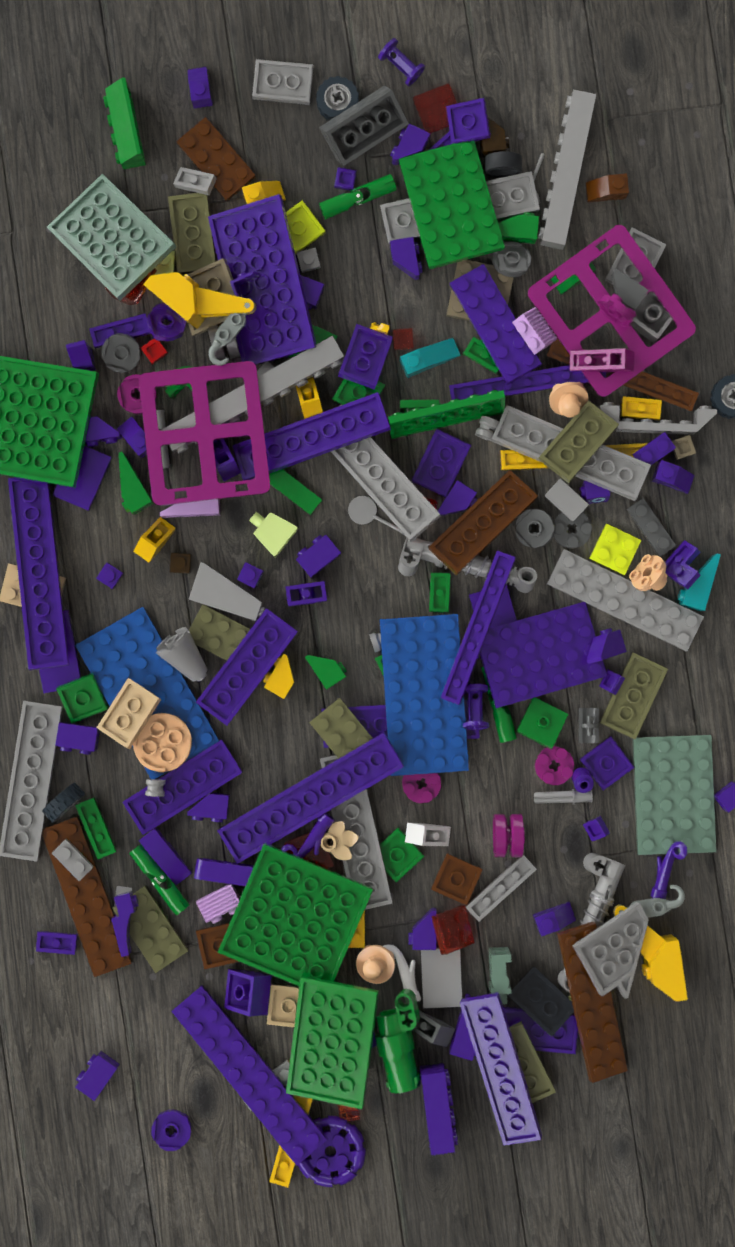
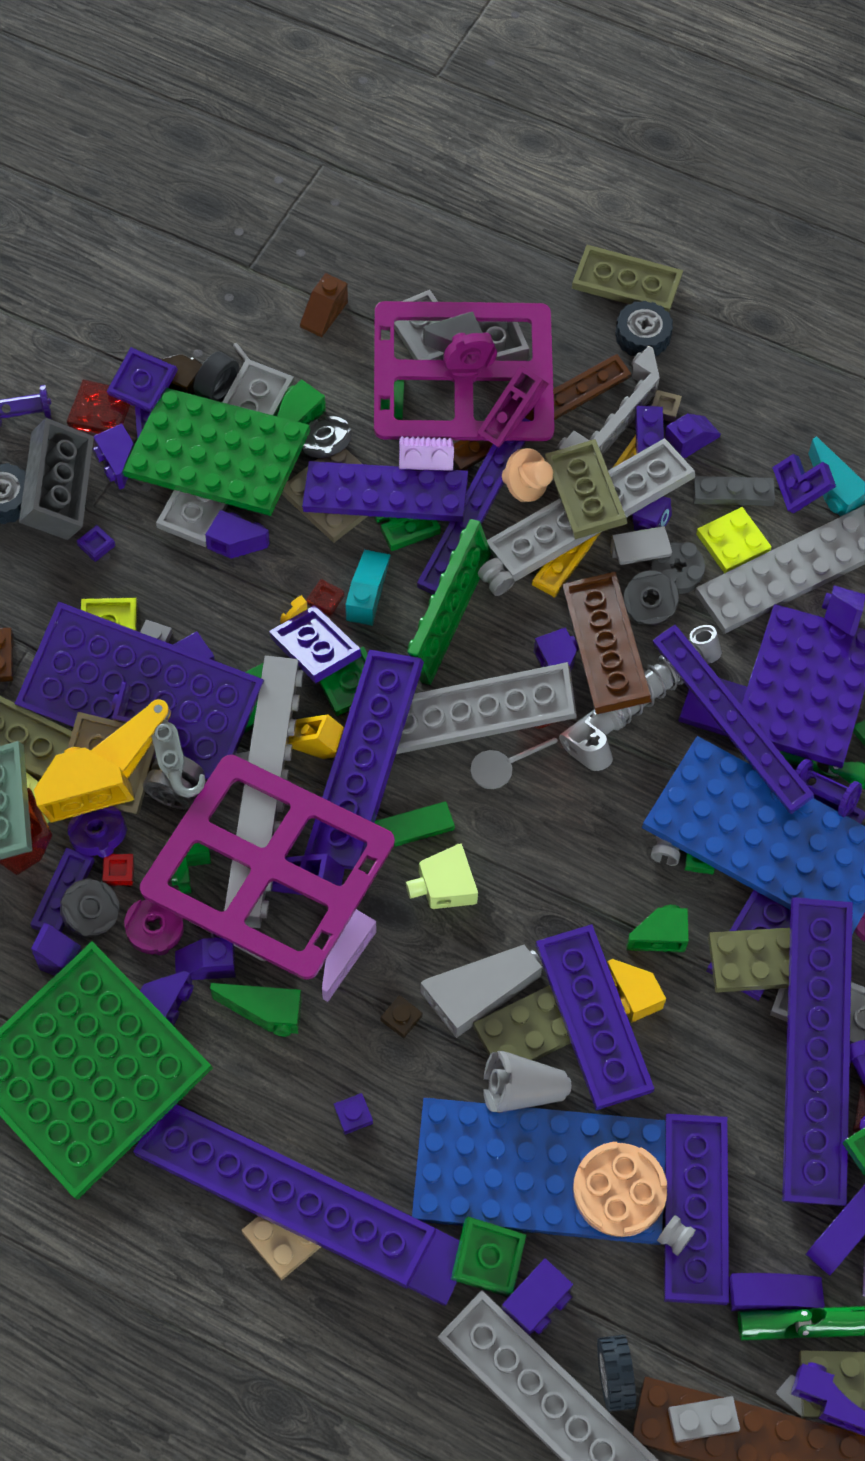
camera: 50 degrees left, 25 degrees down
(90, 476) = (227, 1073): dark purple tile -> none
(96, 828) = (679, 1361): green plate -> none
(128, 713) = (554, 1200): tan plate -> none
(154, 539) = (350, 1025): yellow slope -> none
(212, 806) = (747, 1185): dark purple slope -> none
(250, 575) = (479, 939): dark purple brick -> none
(262, 190) = (32, 634): yellow slope -> none
(306, 593) = (550, 888): dark purple brick -> none
(318, 555) = (512, 848): dark purple brick -> none
(346, 200) = (121, 555): green piece -> none
(408, 405) = (410, 629): green plate -> none
(439, 592) = (654, 746): green plate -> none
(441, 463) = (497, 645): dark purple tile -> none
(568, 169) = (273, 328): light grey brick -> none
(641, 408) = (591, 416): yellow plate -> none
(649, 574) = (788, 517): light nougat plate -> none

